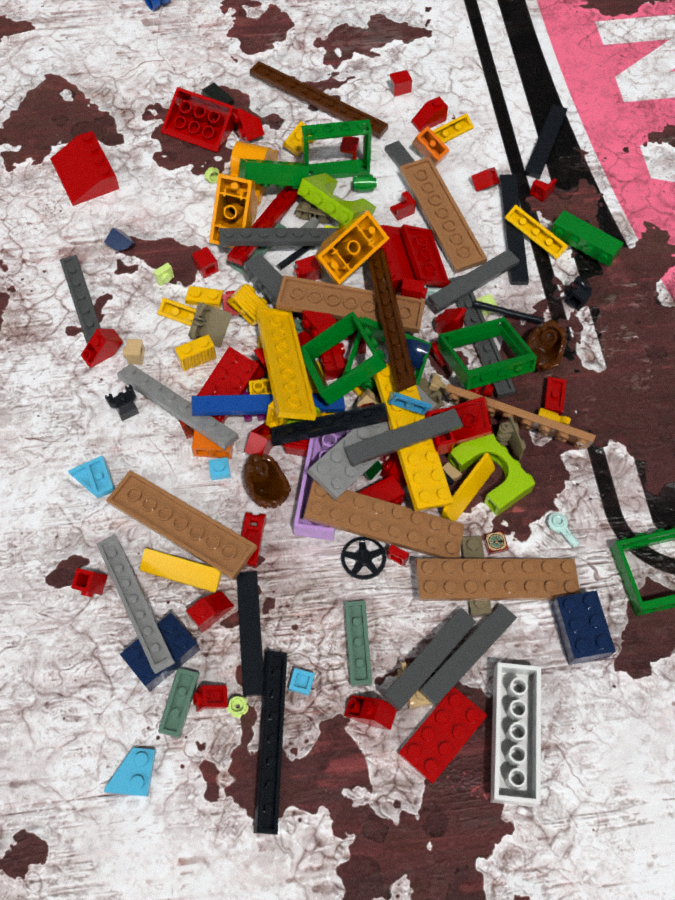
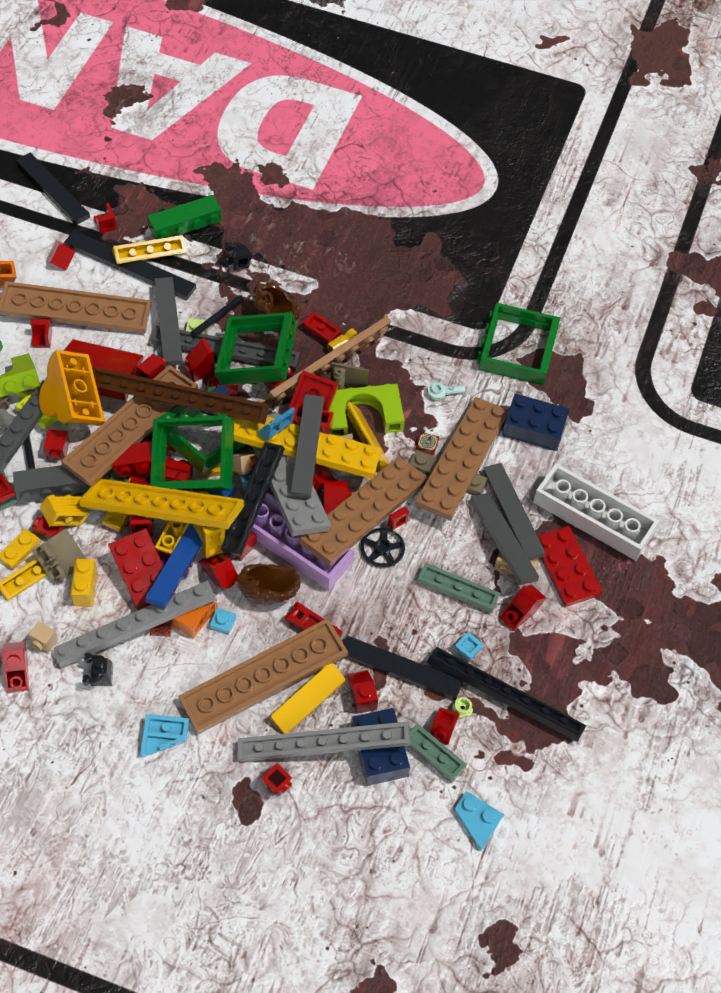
camera: 65 degrees left, 5 degrees down
(424, 255) = (113, 345): red plate -> none

